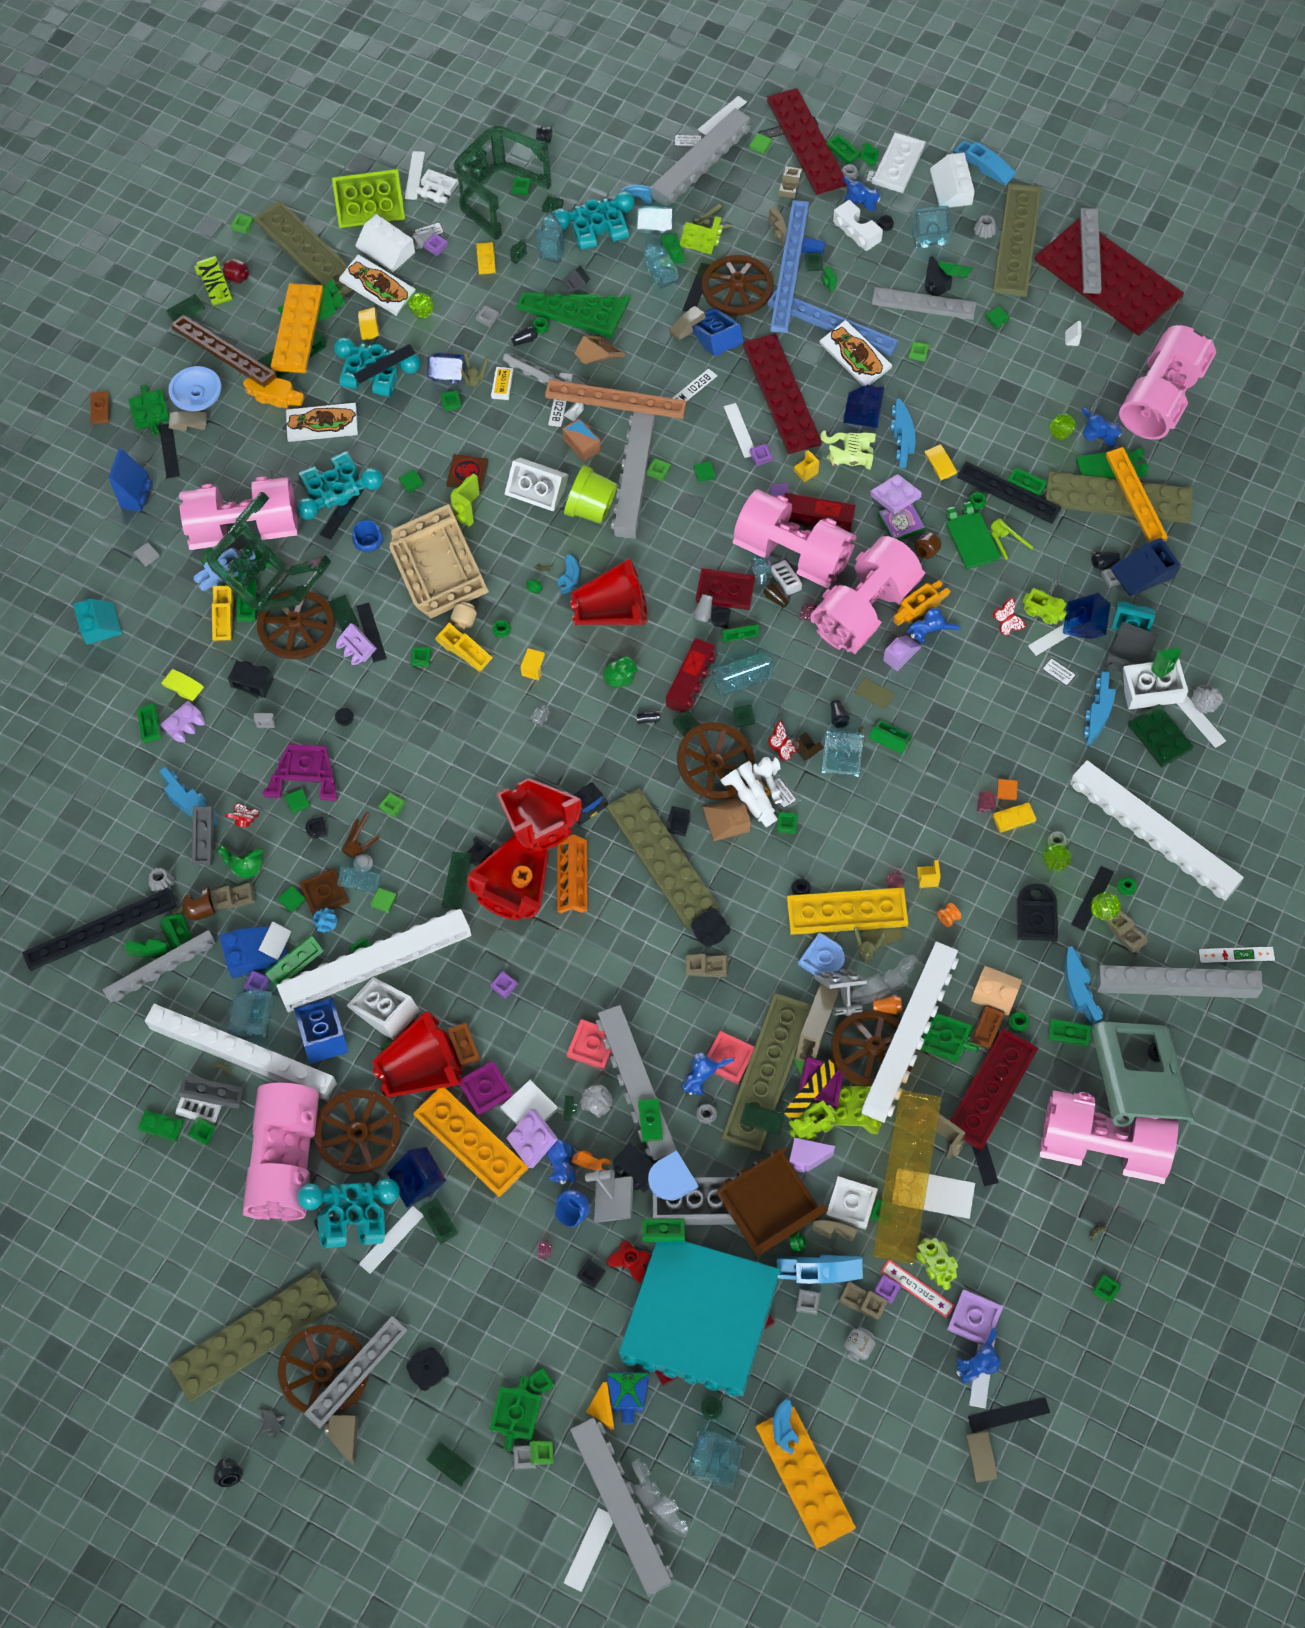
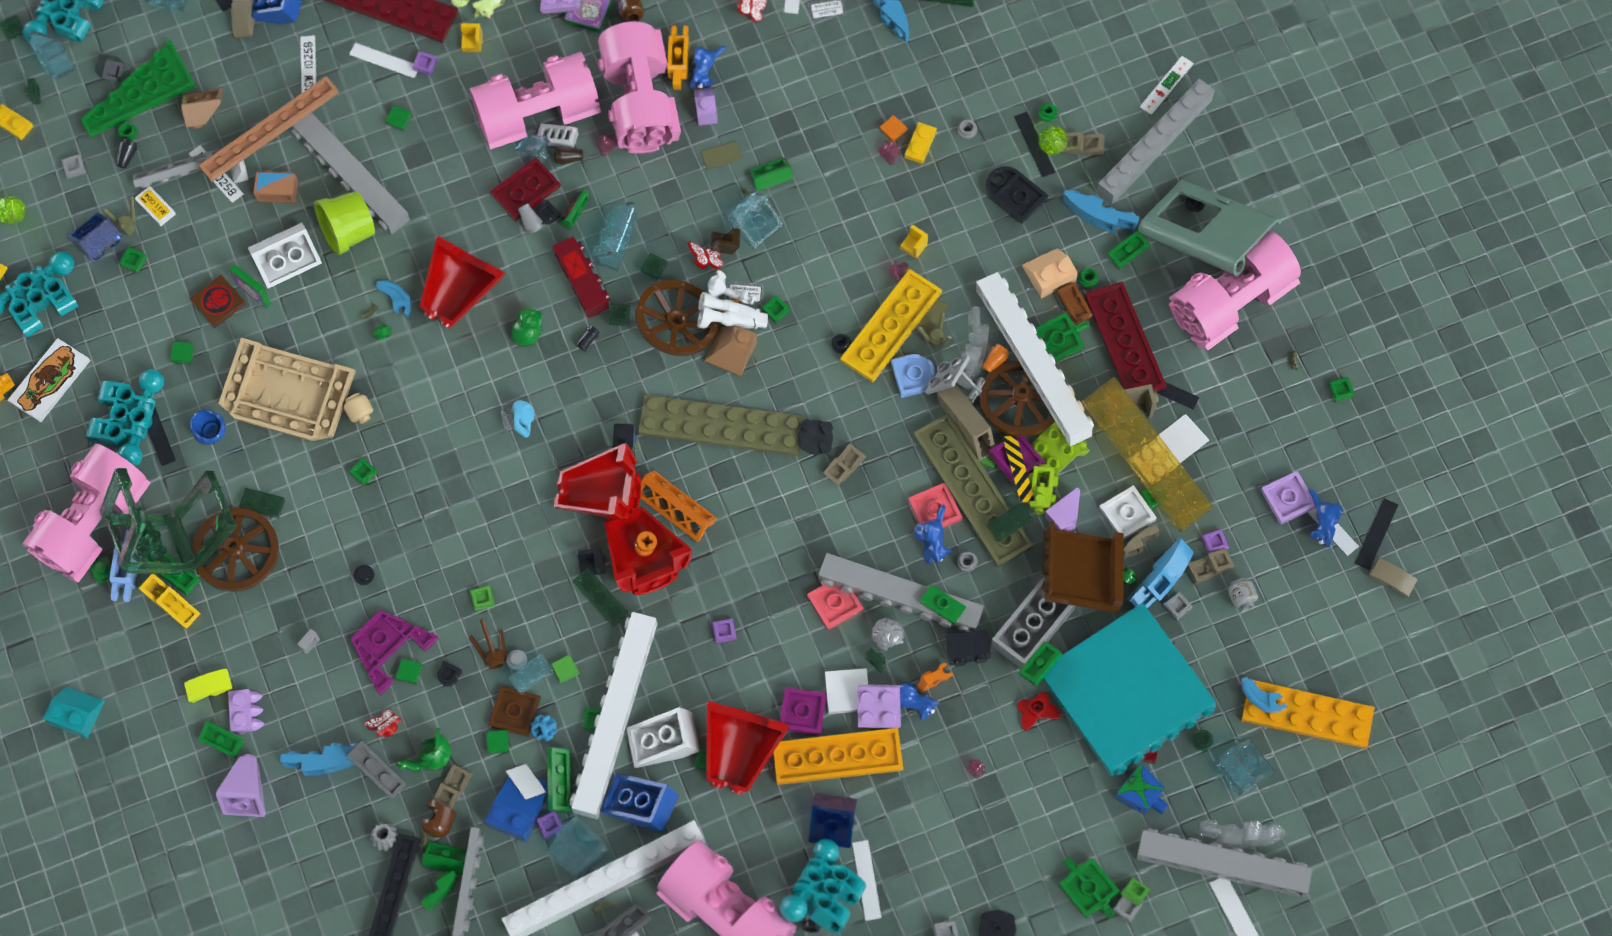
camera: 50 degrees left, 5 degrees up
(123, 763) = (242, 789): none -> lavender slope
(146, 554) = (43, 623): light grey tile -> none
(250, 678) = (256, 623): black brick -> none
(354, 1128) = (758, 831): reddish brown wheel -> none
(356, 644) = (303, 513): lavender plate -> none
(371, 631) = (300, 494): black sticker -> none
(384, 363) = (46, 284): black sticker -> none
(438, 1221) = (884, 830): clear green plate -> none
(463, 497) = (251, 329): lime bracket -> none
(463, 647) = (387, 430): yellow slope -> none
(463, 1044) = (750, 700): dark orange plate -> none
(491, 480) = (250, 286): none -> green tile
(501, 624) = (395, 384): green plate -> none
(532, 664) = (456, 388): yellow panel -> none
(540, 1382) = (1078, 851): green tile -> none
(552, 722) = (525, 415): none -> medium azure piece
(572, 1208) = (961, 720): blue hair -> none
(591, 1274) = (1025, 747): black plate -> none
(601, 1408) = (1137, 819): light orange slope -> none
(612, 1196) = (978, 683): light grey plate -> none
(658, 469) = (362, 150): bright green tile -> none
(671, 1178) = (1005, 624): light blue tile -> none
(678, 821) = (702, 387): black panel -> none
(779, 489) = (474, 76): medium lavender tile -> none
(811, 510) = (525, 60): dark red brick -> none
(839, 716) = (719, 196): black cone -> none
(918, 1288) = (1231, 520): sticker -> none
(937, 1262) = (1226, 488): lime brick -> none
(949, 914) = (960, 255): orange wheel -> none
(1052, 852) = (982, 140): clear neon green piece -> none
(1156, 831) = (1021, 54): white brick -> none

